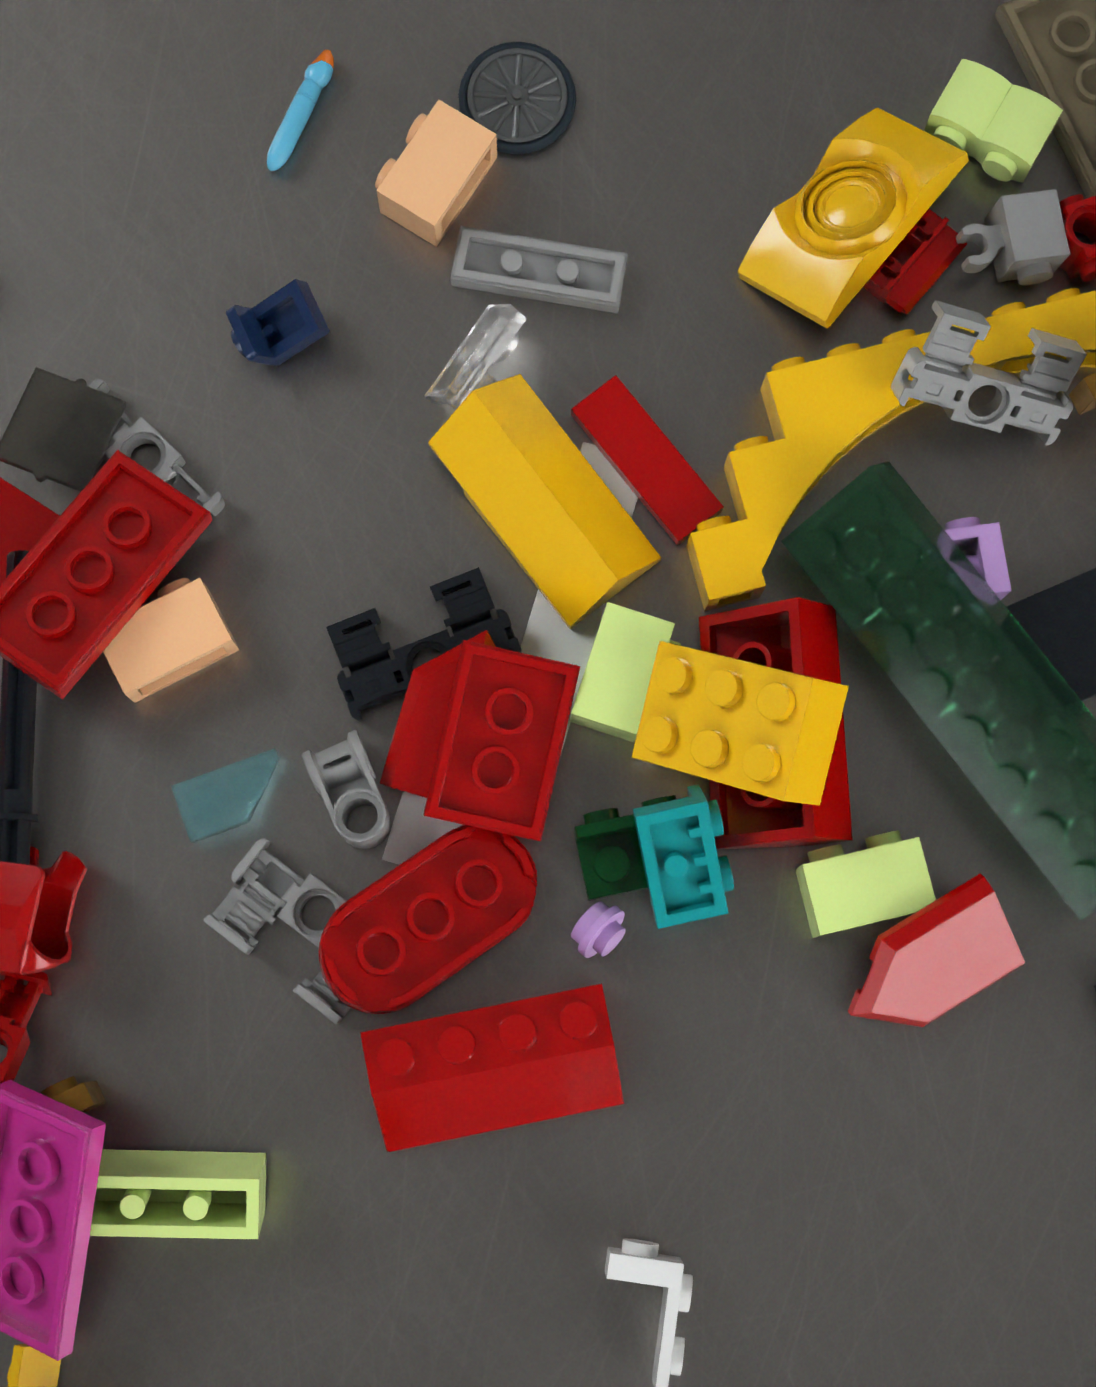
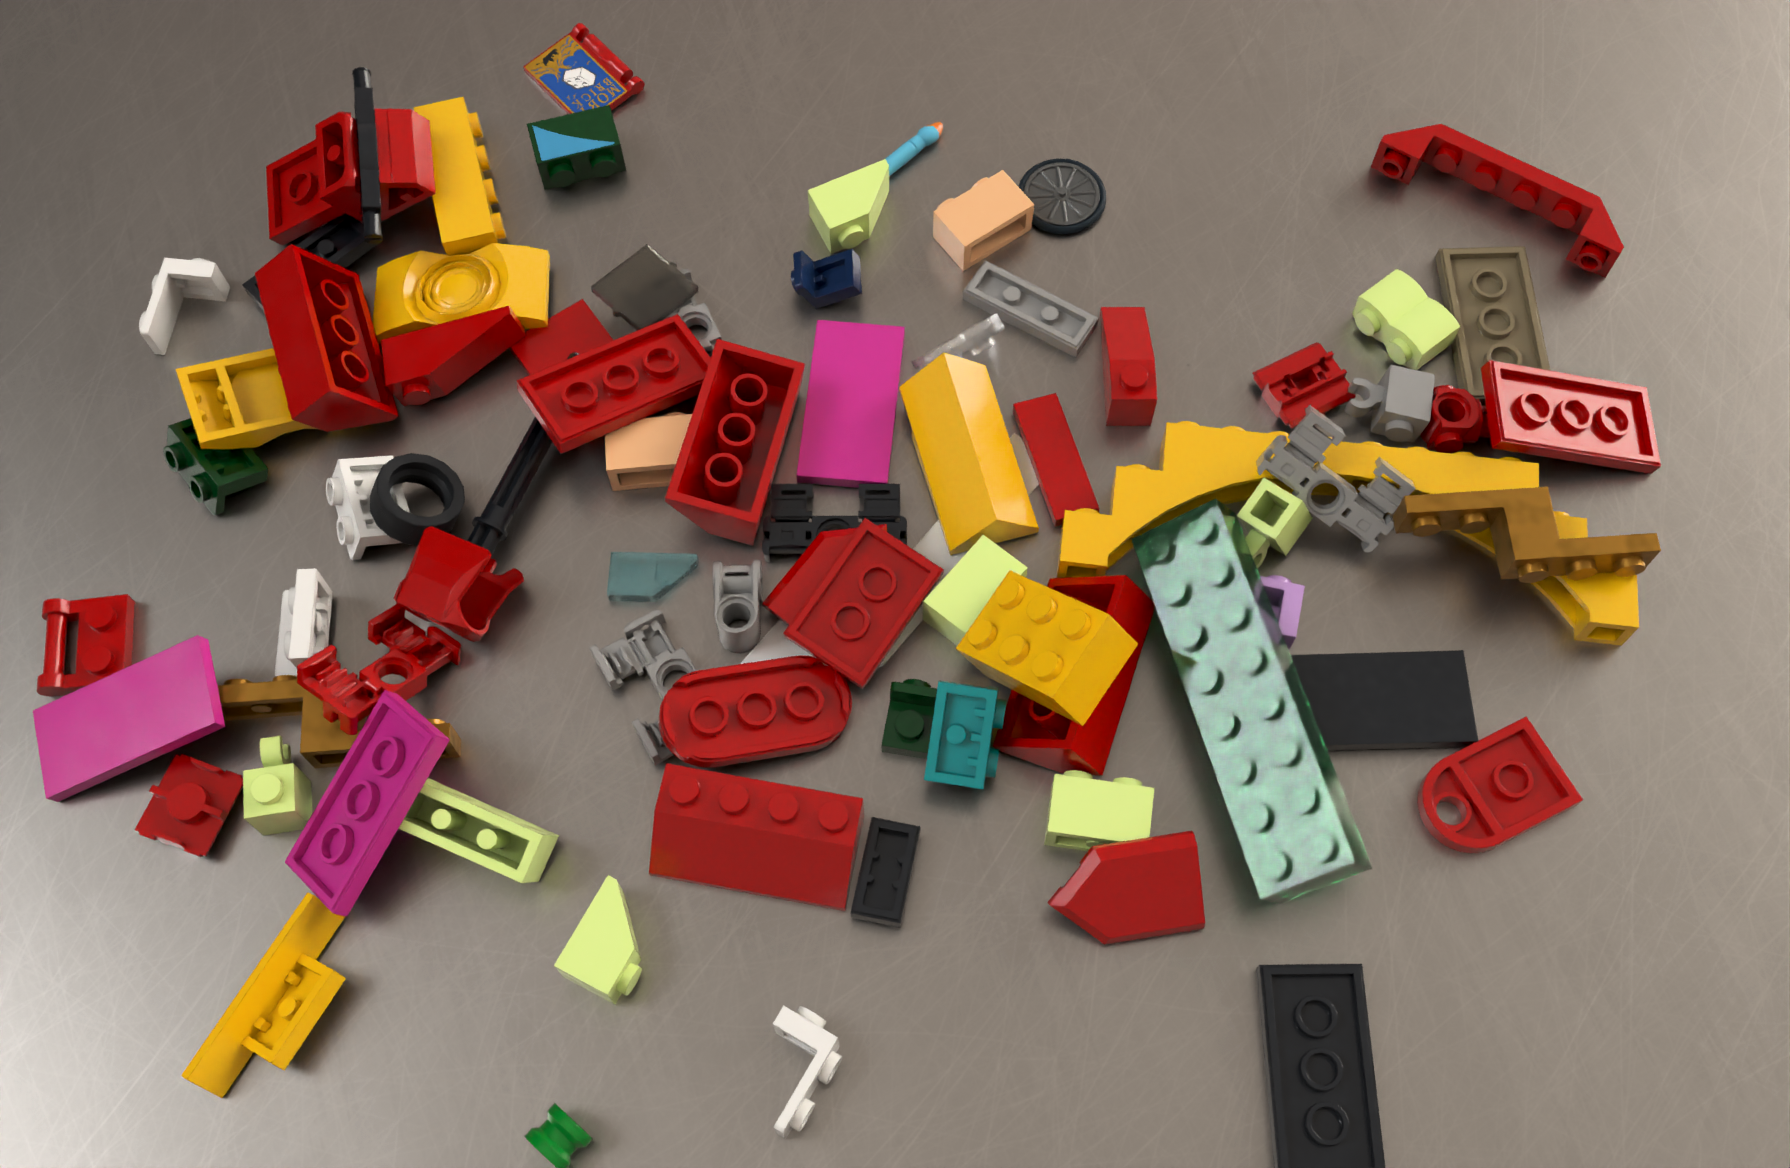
camera: 25 degrees right, 15 degrees down
(264, 216) = (849, 206): none -> yellowish green slope
(264, 592) = (735, 440): none -> red slope
(375, 480) = (851, 404): none -> dark pink tile
(378, 1263) = (603, 947): none -> yellowish green slope
(599, 930) = (879, 769): lavender plate -> none
(653, 1046) = (885, 872): none -> black plate
(686, 303) = (1128, 367): none -> red slope
(849, 214) = (1272, 345): yellow slope -> none
(932, 450) = (1272, 520): none -> yellowish green brick

